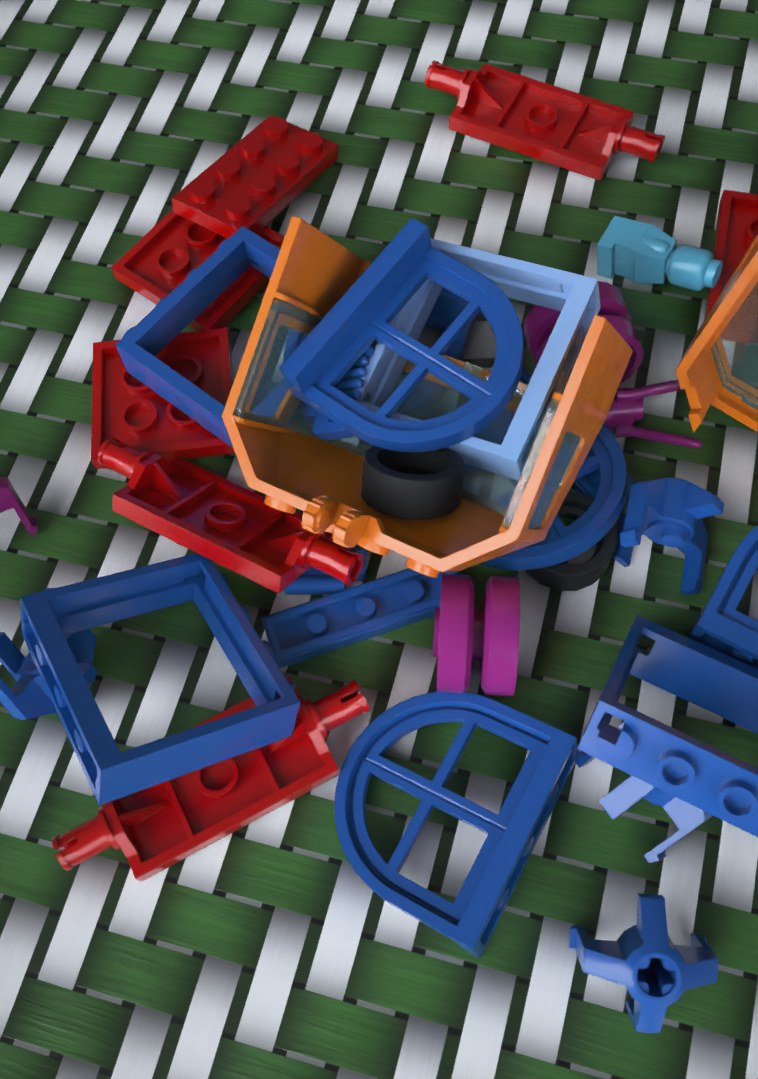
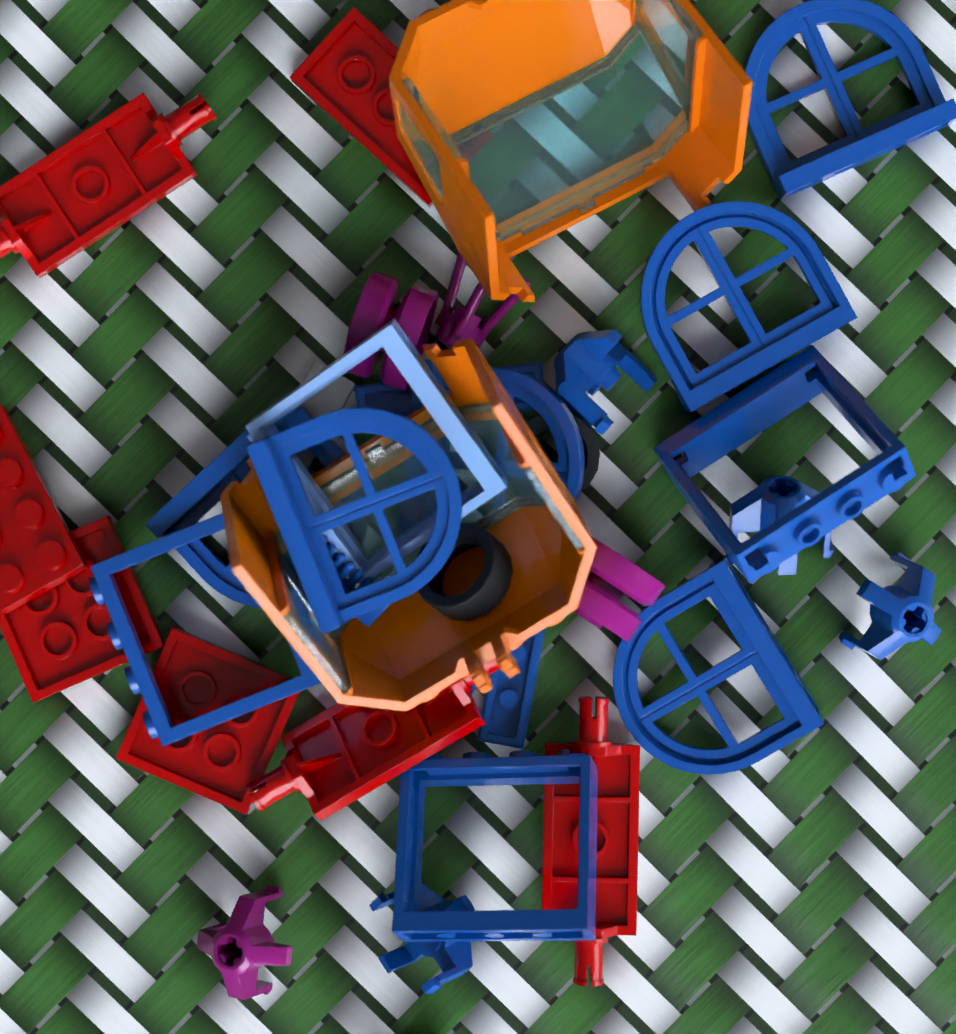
camera: 60 degrees left, 25 degrees up
(651, 256) = (330, 197): medium azure piece -> none

